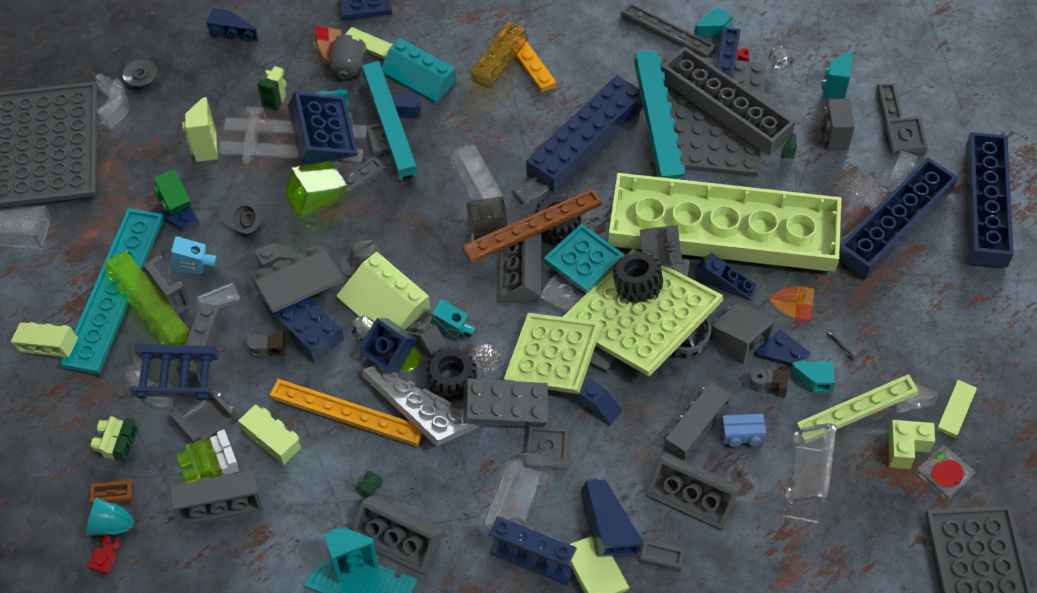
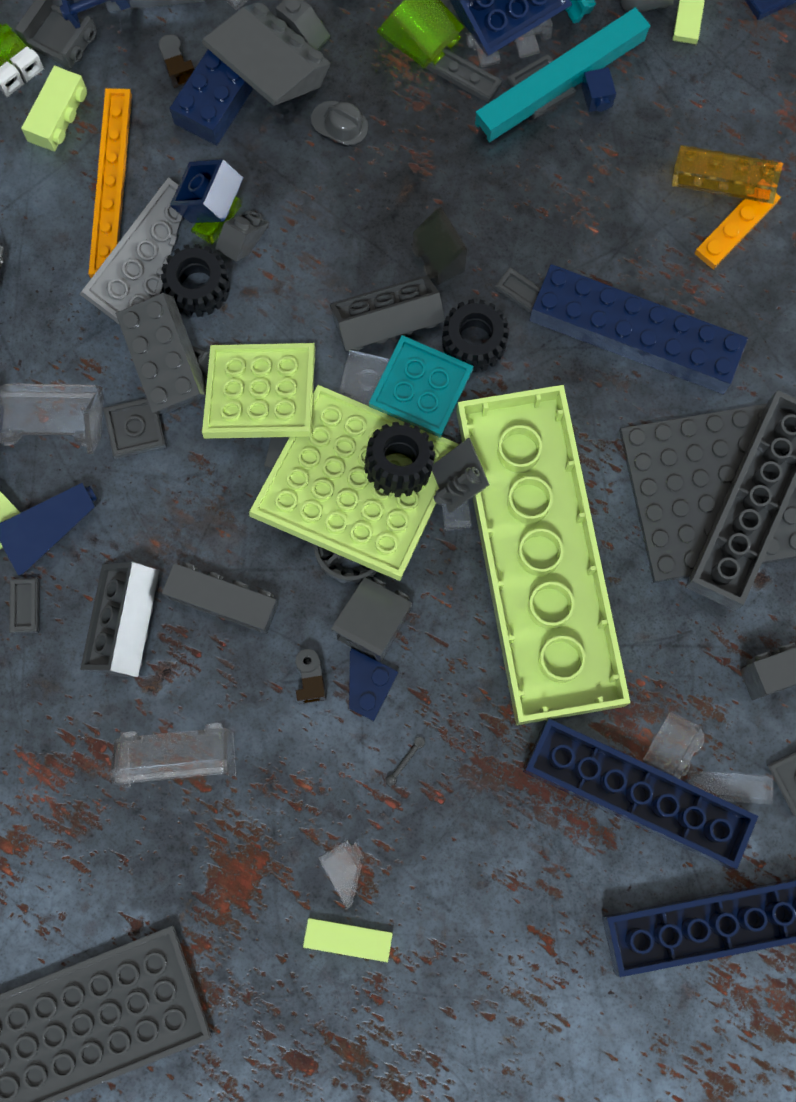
camera: 70 degrees right, 20 degrees up
(361, 327) = (232, 154): clear head -> none
(369, 484) = (19, 240): clear green wheel -> none
(383, 292) = (287, 166): yellowish green slope -> none
(418, 70) = (662, 83): teal slope -> none
(451, 321) = (267, 245): teal torso -> none
(473, 172) = (503, 213): clear wedge -> none
(486, 357) = (232, 314): clear head -> none
(531, 225) = (437, 302): dark orange tile -> none
(598, 402) = (210, 469): dark blue slope -> none
(658, 116) = (689, 412): teal brick -> none
(724, 277) = (457, 580): dark blue slope -> none
(743, 429) = (224, 659): medium blue brick -> none
(789, 147) = (716, 614): clear green slope -> none
(794, 302) = (454, 683): clear yellow shield -> none
(815, 376) = (335, 736): teal slope -> none
(864, 404) = (295, 803): yellowish green plate -> none
(905, 439) = (272, 874): yellowish green brick -> none
(945, 472) = (244, 942): tile -> none

